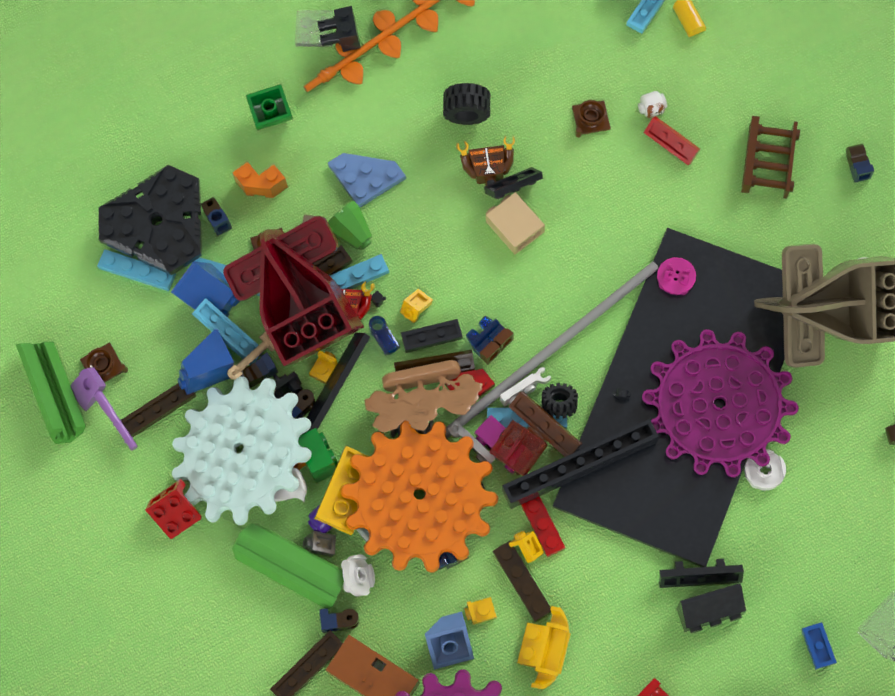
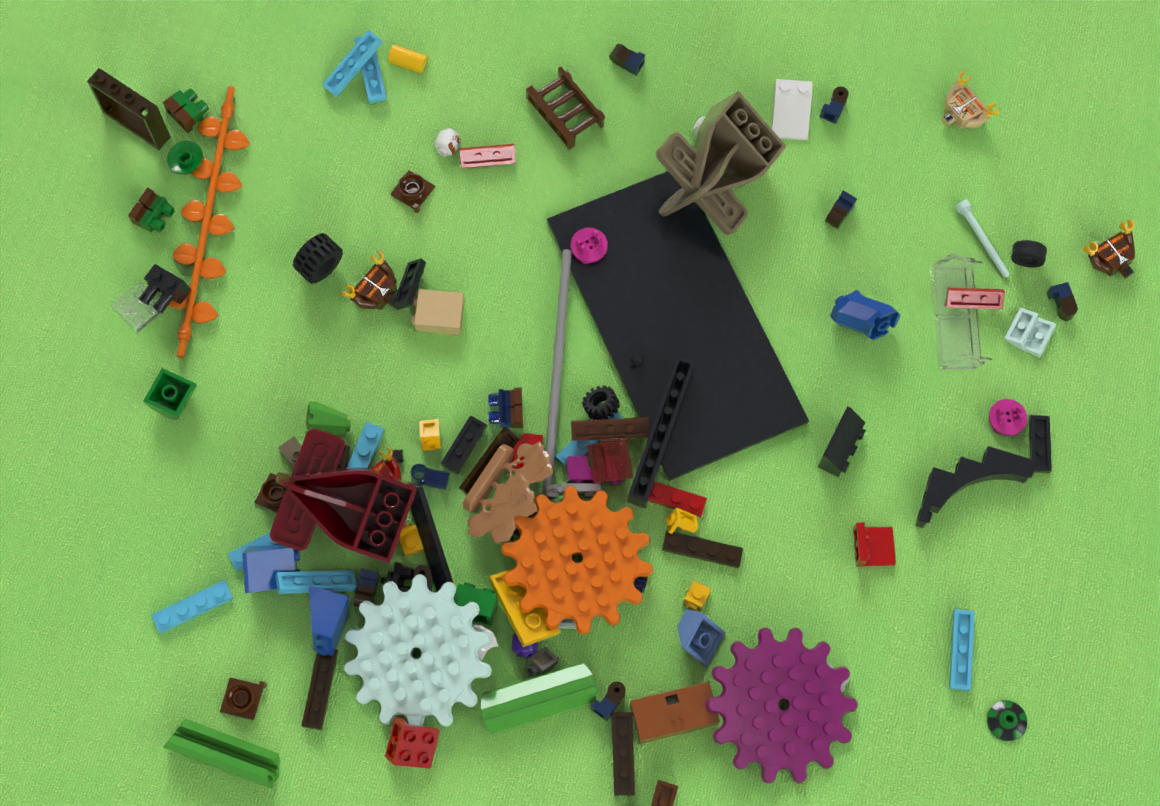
camera: 55 degrees left, 0 degrees up
(88, 389) = (252, 724): medium lavender piece -> none
(132, 220) = (162, 530): black plate -> none
(216, 216) = (212, 510): dark blue leg -> none
(235, 371) = (354, 603): tan hinge -> none
(267, 184) = (215, 460): orange brick -> none
(353, 583) = (592, 655): white plate -> none
(365, 176) = (293, 379): medium blue plate -> none
(526, 385) = (567, 415): white plate -> none
(546, 648) = (765, 577): yellow plate -> none
(701, 575) = (821, 418): black hinge -> none
(725, 373) = (714, 276): magenta plate -> none
(766, 482) = (778, 310): white plate -> none
(818, 646) = (929, 401): blue plate -> none
(835, 529) = (864, 315): none -> blue brick

